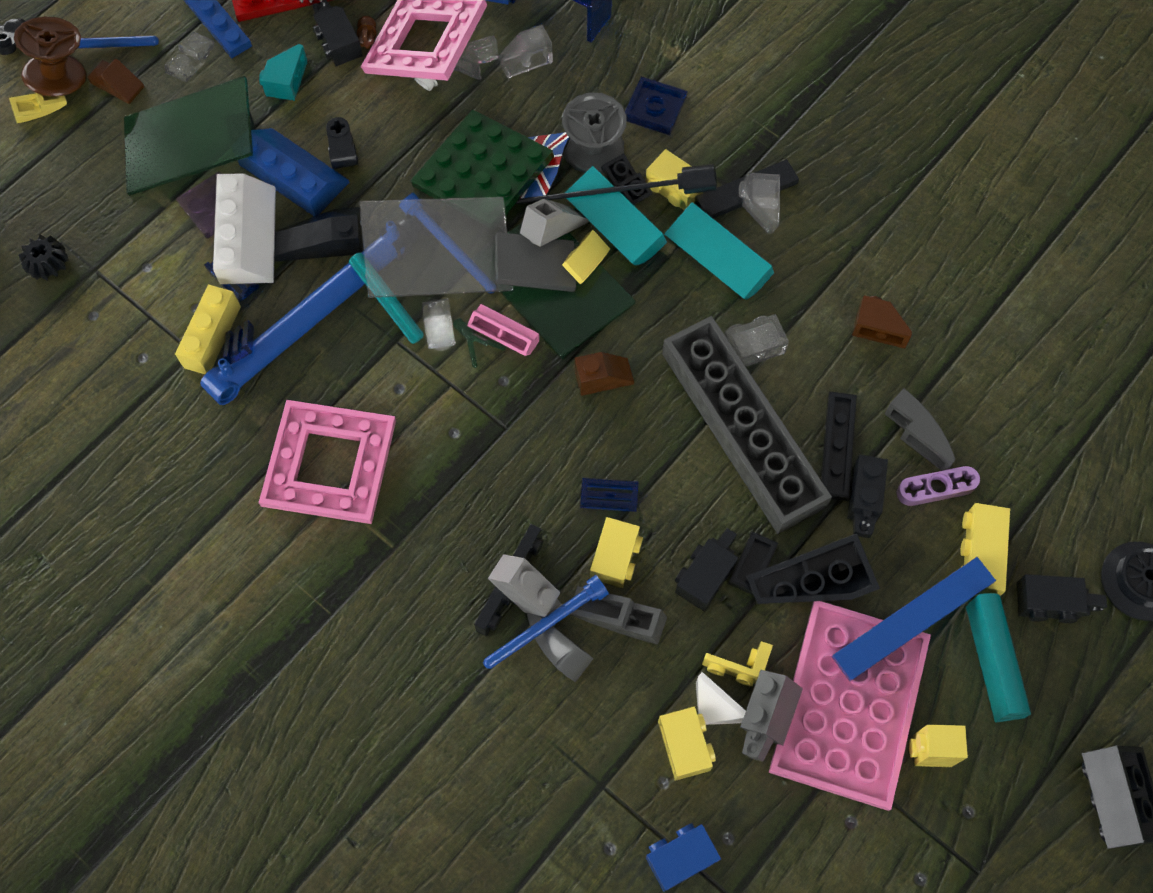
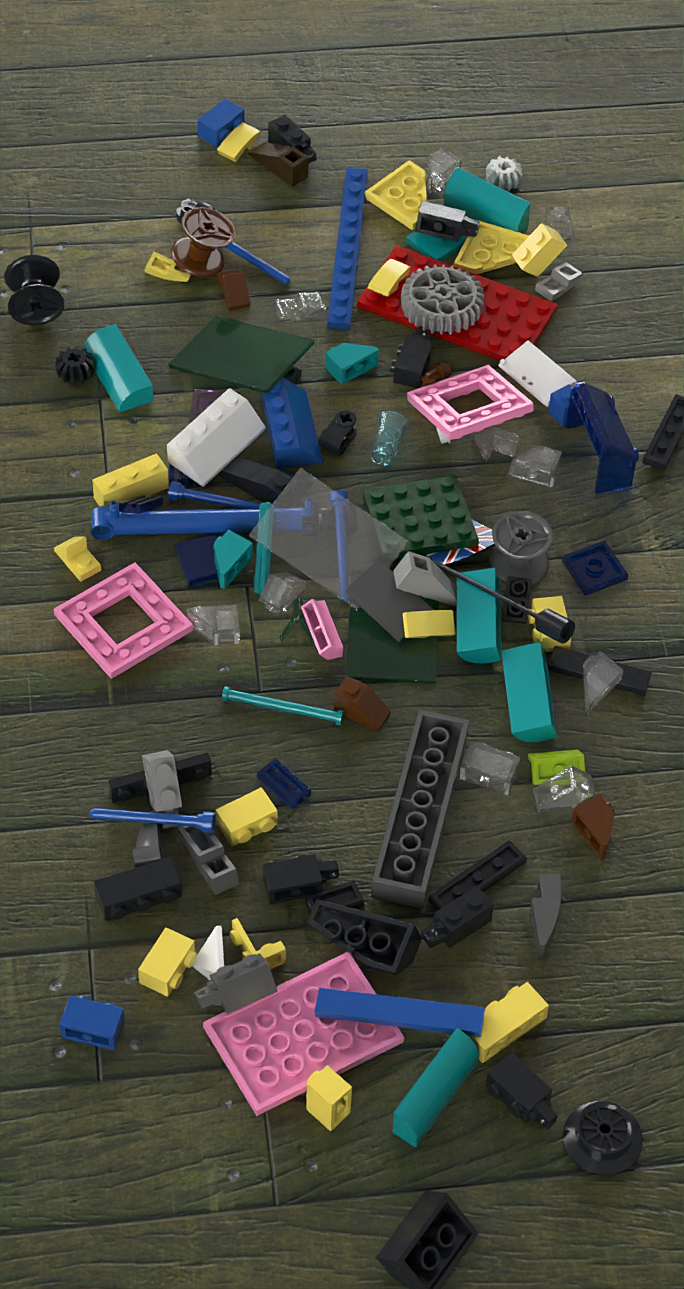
camera: 40 degrees right, 15 degrees down
(87, 230) = (119, 369): none -> teal brick
(227, 436) = (78, 558): none -> light yellow slope
(257, 304) = (179, 492): none -> blue piece
(340, 347) = (198, 559): none -> clear blue tile
(366, 328) = (231, 556): none -> teal slope
(385, 116) = (388, 436): none -> clear light blue plant
(413, 398) = (216, 623): none -> clear slope
(539, 426) = (229, 694): none -> teal bar
(595, 699) = (138, 889): none -> black brick
(800, 296) = (548, 764): none -> lime panel
(828, 315) = (564, 791): none -> clear slope
(947, 477) = (516, 948): lavender beam -> none

